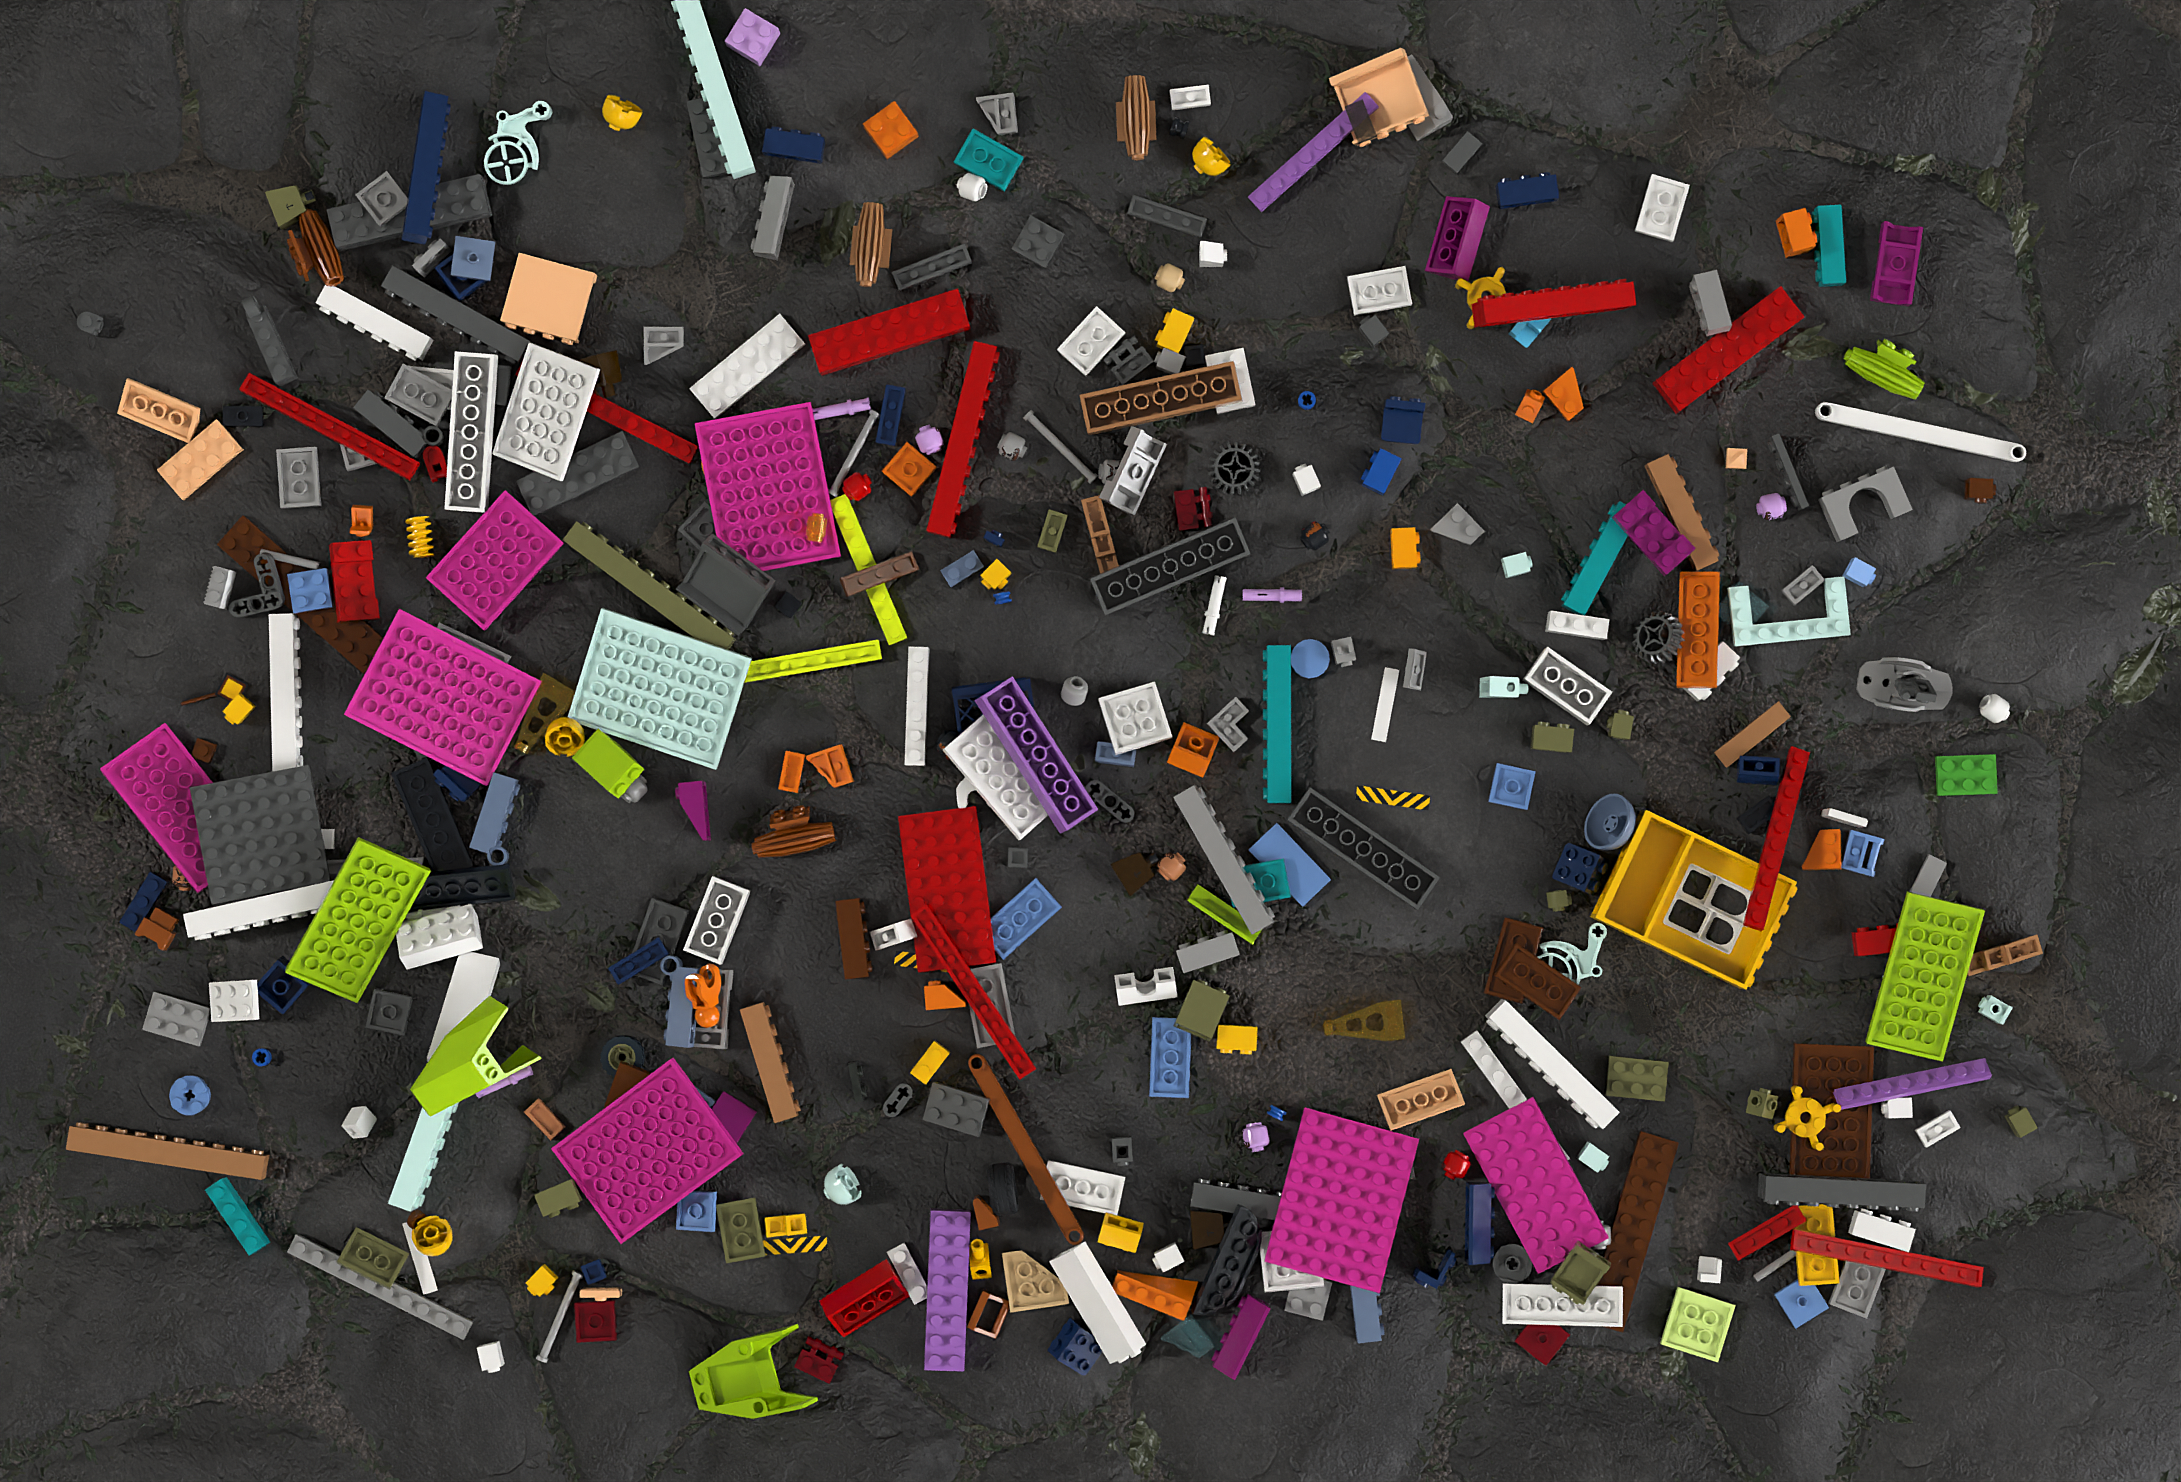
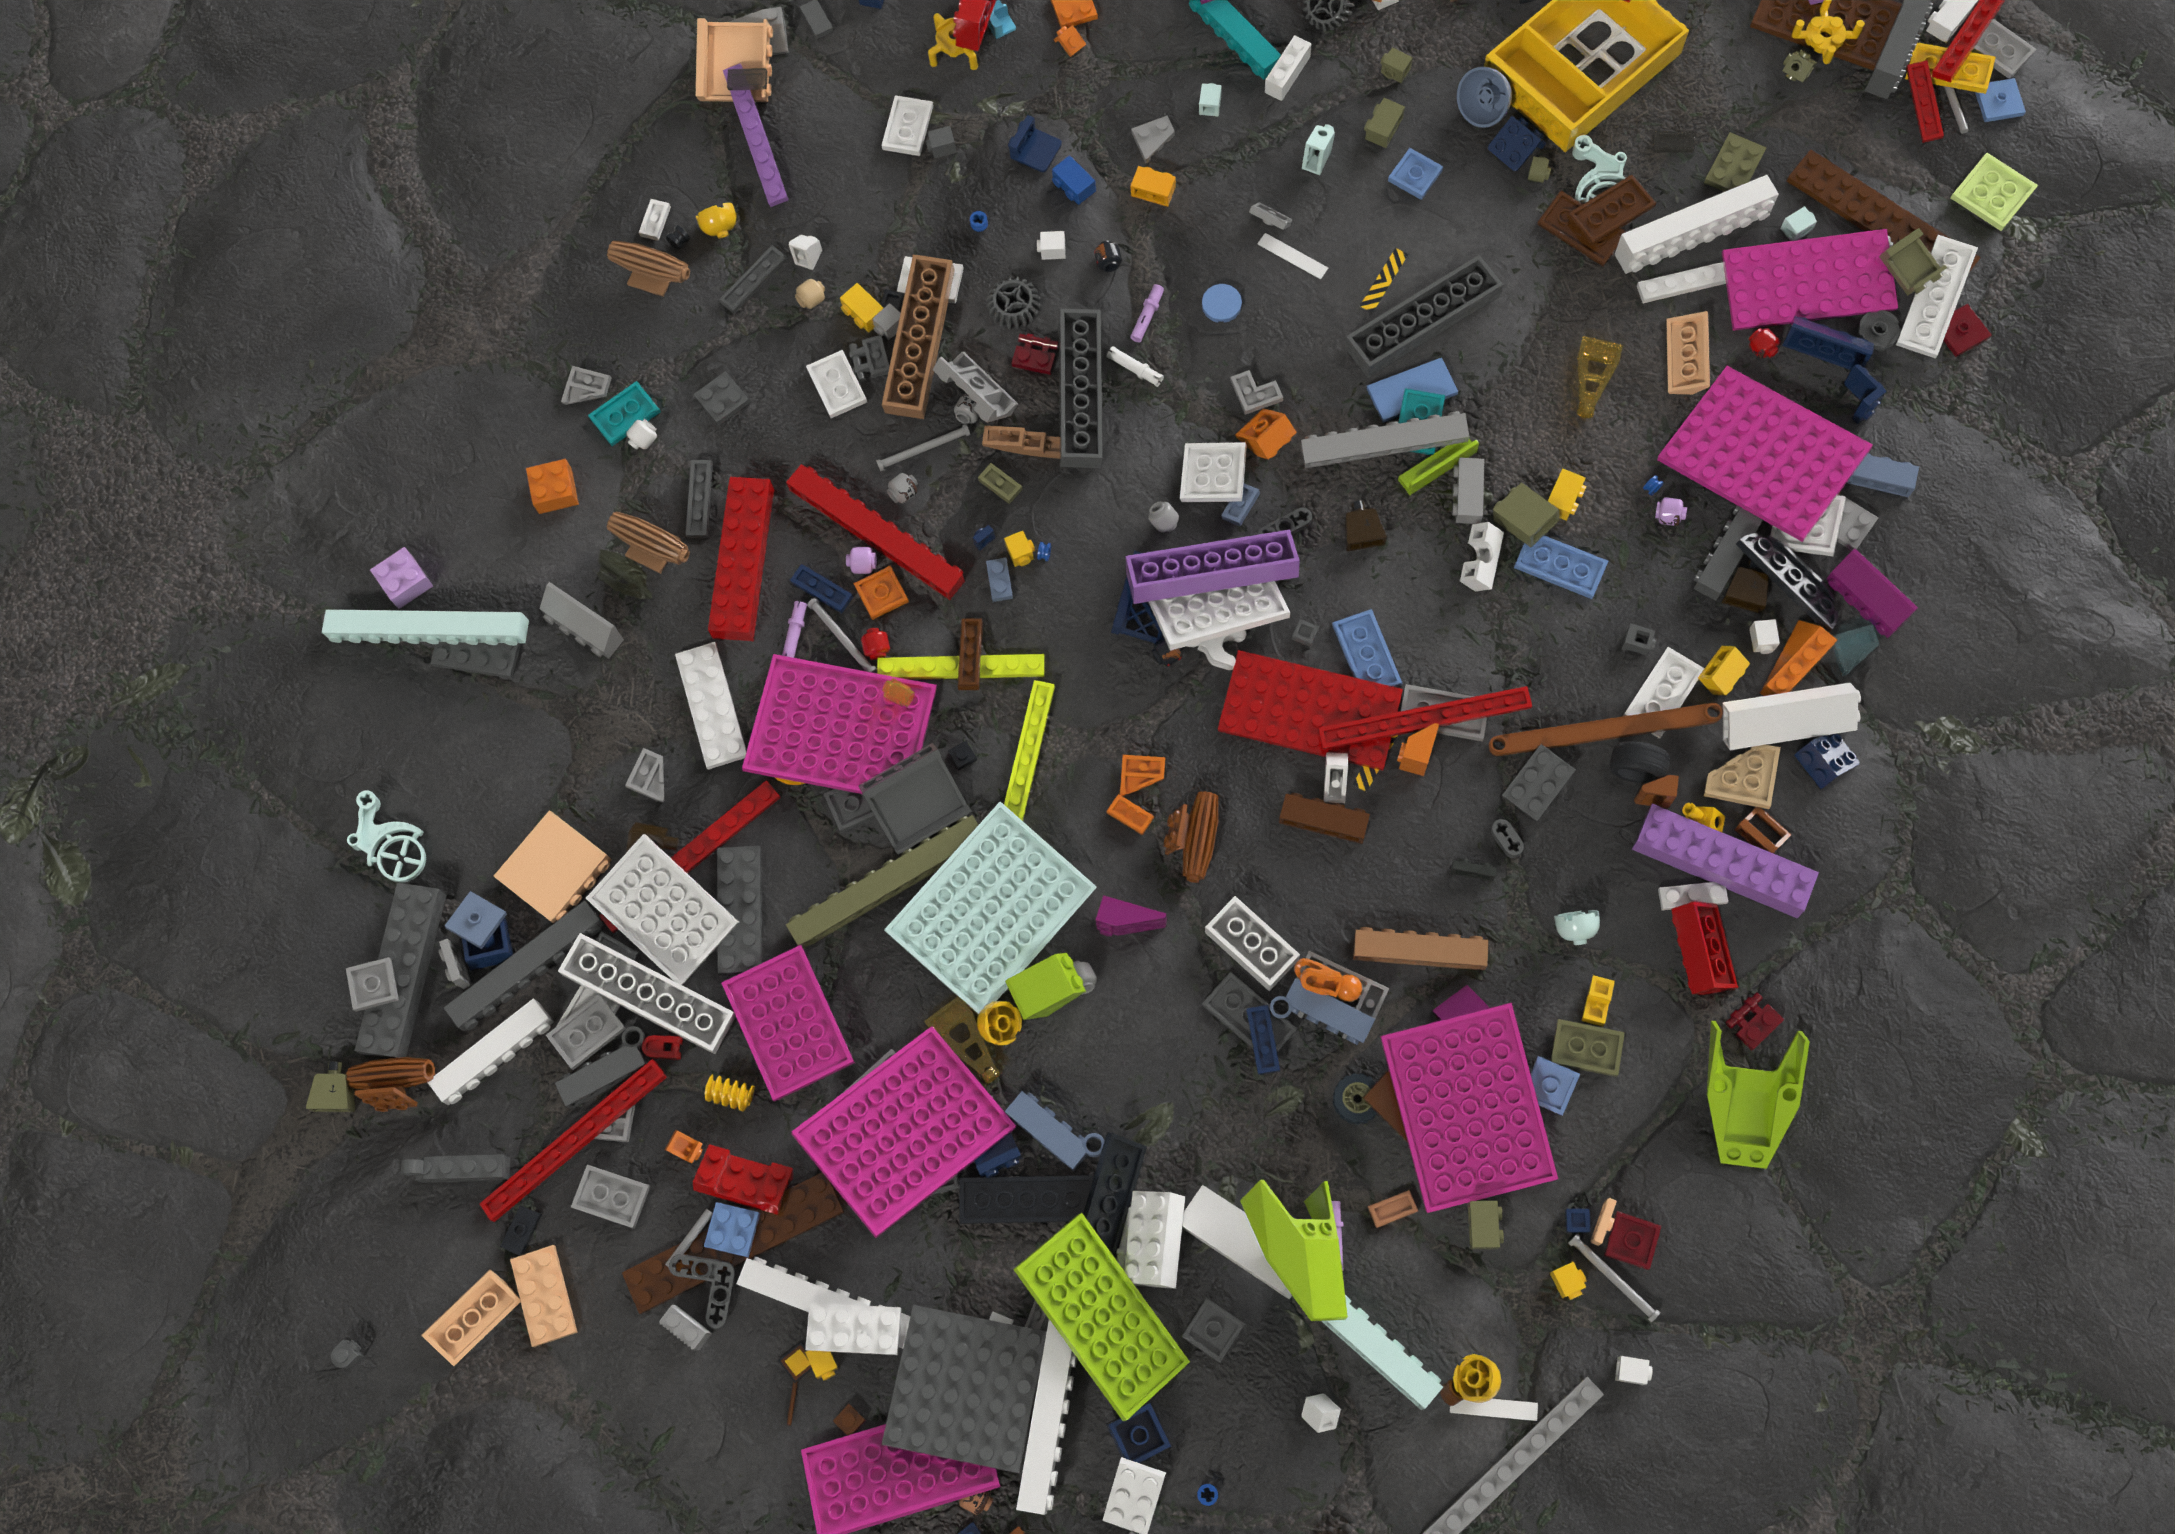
camera: 60 degrees left, 15 degrees down
(270, 725) = (853, 1329): none -> white plate
(372, 1258) = (1478, 1458): olive plate -> none
(425, 168) = (363, 930): dark blue brick -> none
(620, 113) = (409, 727): yellow cylinder -> none
(793, 145) = (522, 579): dark blue brick -> none
(795, 1245) = (1623, 998): sticker -> none
(916, 706) = (1116, 668): white brick -> none
(930, 1062) = (1480, 789): yellow brick -> none
(1171, 866) = (1371, 493): nougat head -> none
(1278, 723) = (1273, 350): teal brick -> none
(1343, 651) = (1227, 269): light grey brick -> none
(1457, 238) = (890, 46): magenta slope -> none
(1567, 686) = (1341, 92): white brick -> none
(1709, 1269) = (1943, 163): white panel -> none

